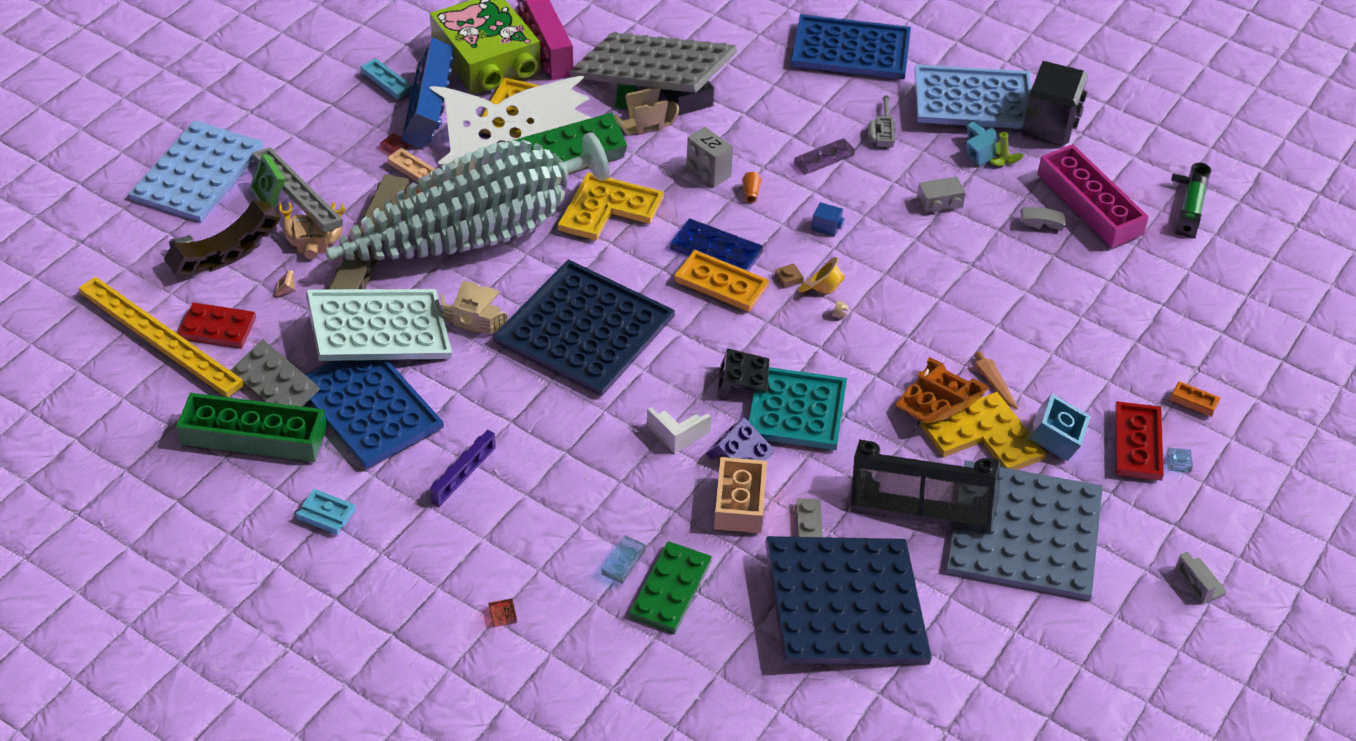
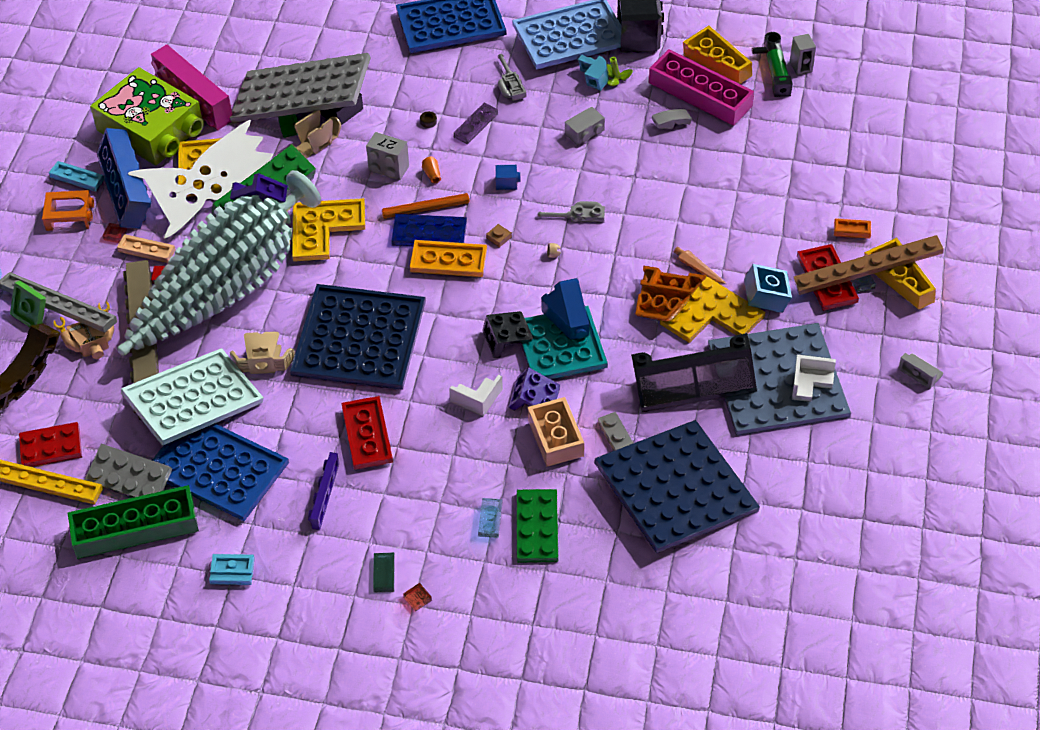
camera: 20 degrees left, 5 degrees up
(285, 284) = (89, 388): slope -> none
(341, 106) = (50, 215): none -> orange panel
(481, 574) = (384, 572): none -> clear green tile
(539, 425) = (367, 432): none -> red plate
(551, 139) = (262, 187): none -> dark purple panel
(727, 220) = (426, 205): none -> orange axle
(775, 137) = (428, 119): none -> dark brown tile
(817, 370) = (567, 309): none -> blue slope
(825, 279) = (529, 228): yellow piece -> none
(891, 282) = (581, 212): none -> light grey piece
(1062, 534) = (812, 372): none -> white panel
(1128, 168) = (718, 55): none -> wedge
(1191, 441) = (868, 264): none -> medium nougat plate
(1227, 196) = (802, 54): none -> light grey brick
(1227, 463) = (907, 279): none -> yellow wedge

